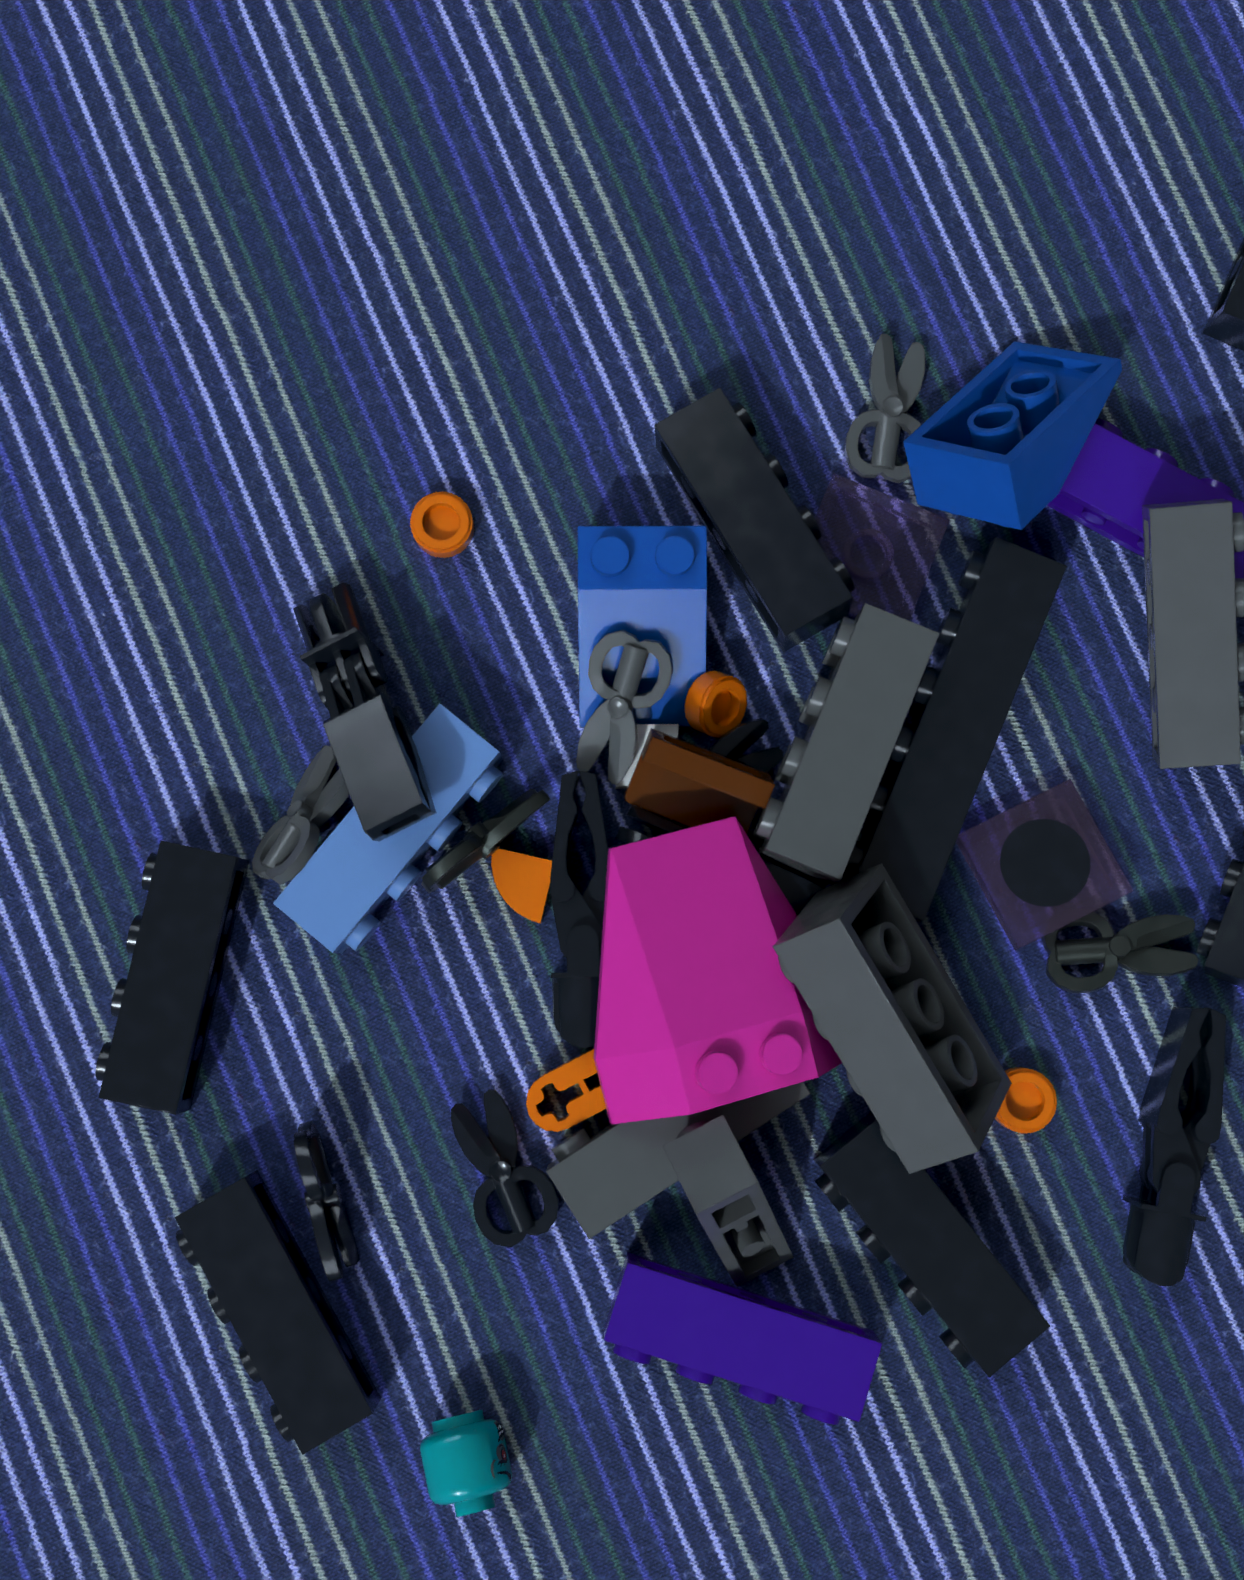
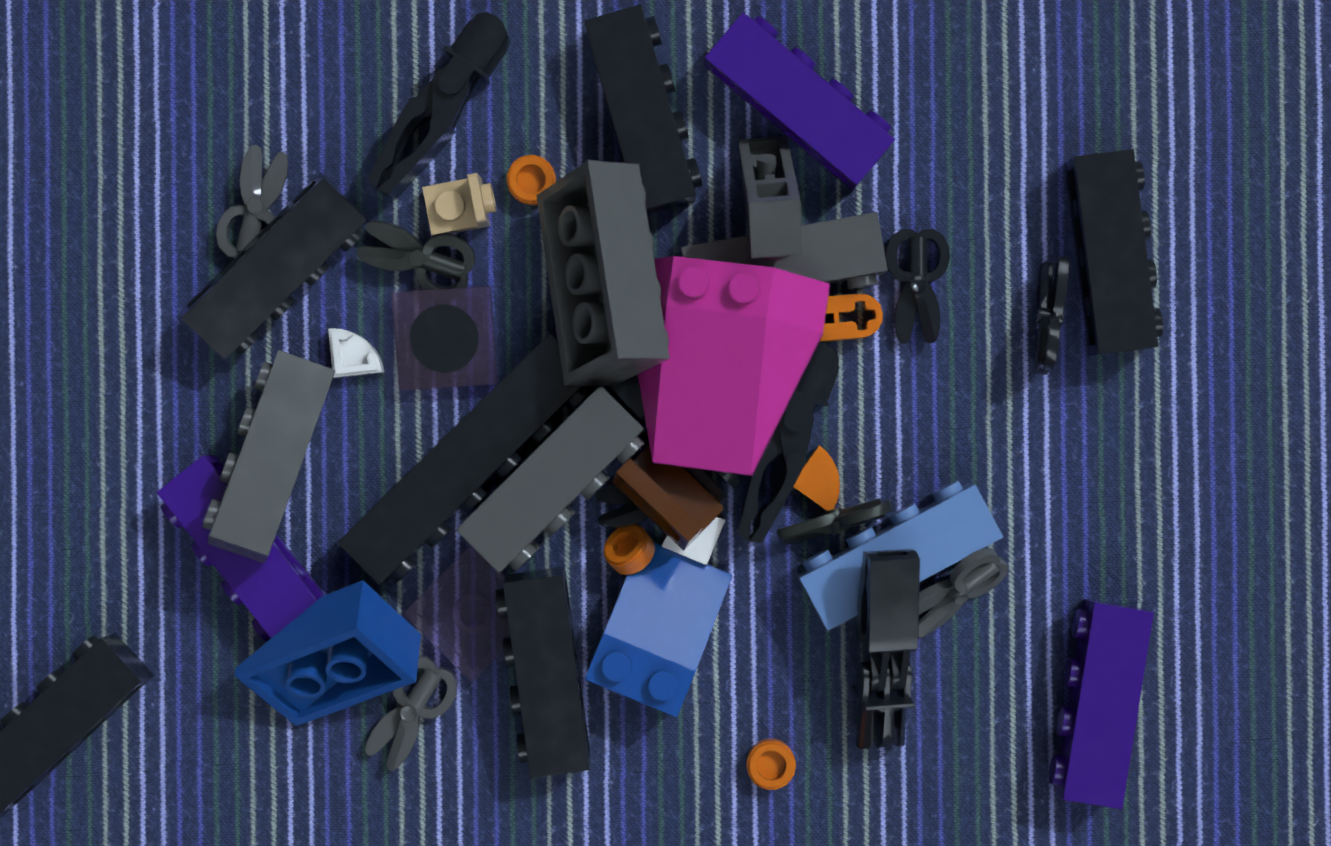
camera: 155 degrees left, 5 degrees up
(76, 755) = (1101, 703): none -> dark purple brick
(172, 978) = (1094, 515): black brick -> none
(466, 1462) = (1023, 96): teal head -> none
(616, 715) = (705, 569): dark grey piece -> none
(1096, 1032) = (459, 205): none -> tan bracket
(1142, 799) = (352, 354): none -> white tile

